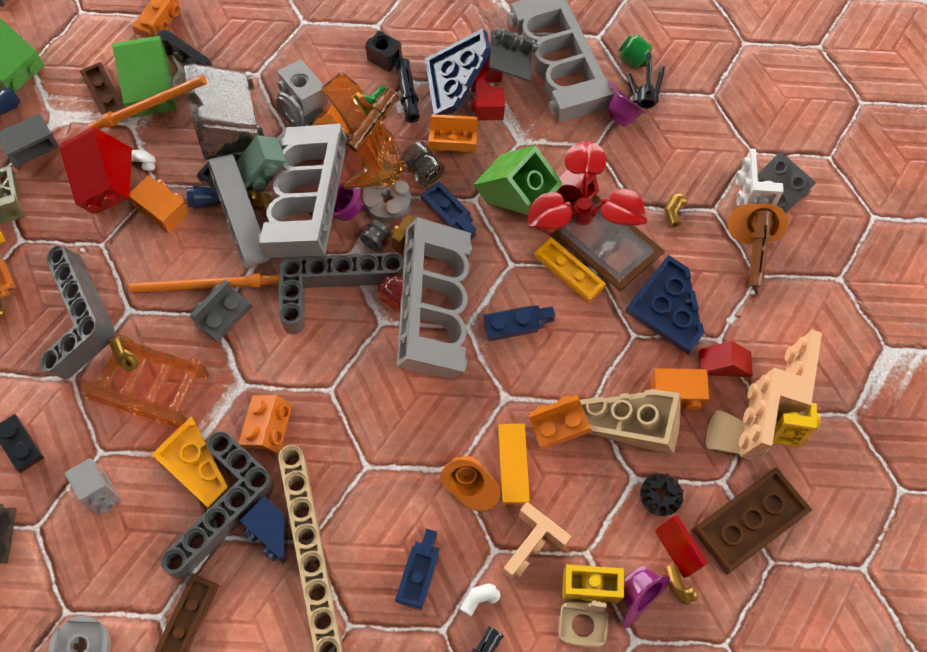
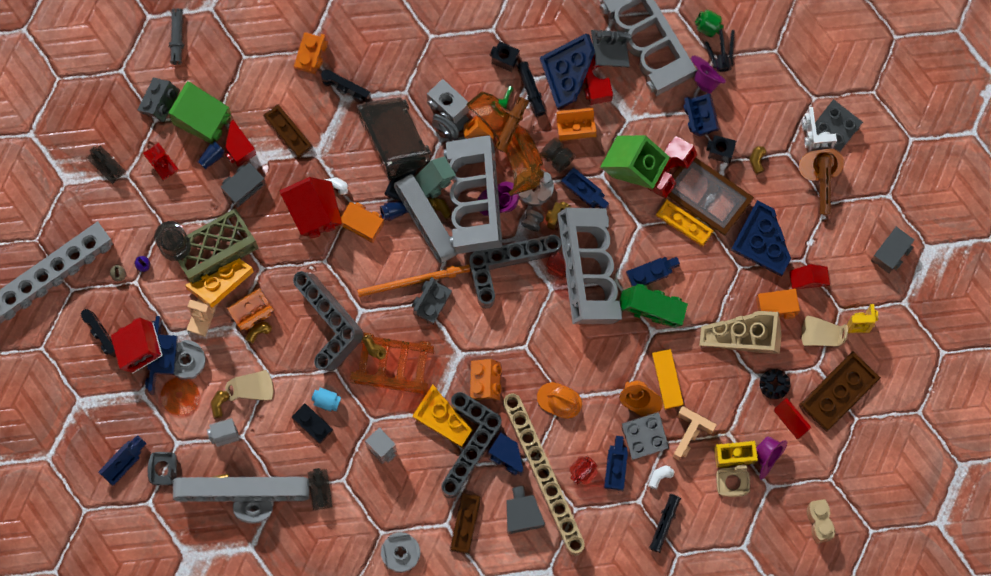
camera: 10 degrees left, 10 degrees up
(36, 96) = (238, 146): none -> red slope
(44, 414) = (326, 399): none -> medium azure brick
(111, 119) = (304, 156): orange bar -> none
(143, 72) = (322, 116): bright green slope -> none
(269, 618) = (523, 512): none -> dark grey torso
(360, 468) = (559, 400): none -> orange piece
(370, 570) = (583, 470): none -> clear red head
(468, 536) = (645, 435): none -> dark grey hinge
(511, 361) = (653, 305): none -> green wedge
(552, 213) = (667, 187): red plant -> none
(559, 421) = (695, 344): orange bracket -> none
(614, 144) = (701, 115): none -> dark blue bracket
(632, 180) = (728, 144): none -> black brick
(676, 586) = (793, 447): pearl gold arm -> none
(779, 394) = (849, 299): light nougat bracket -> none
(843, 342) = (893, 249): none -> dark grey piece

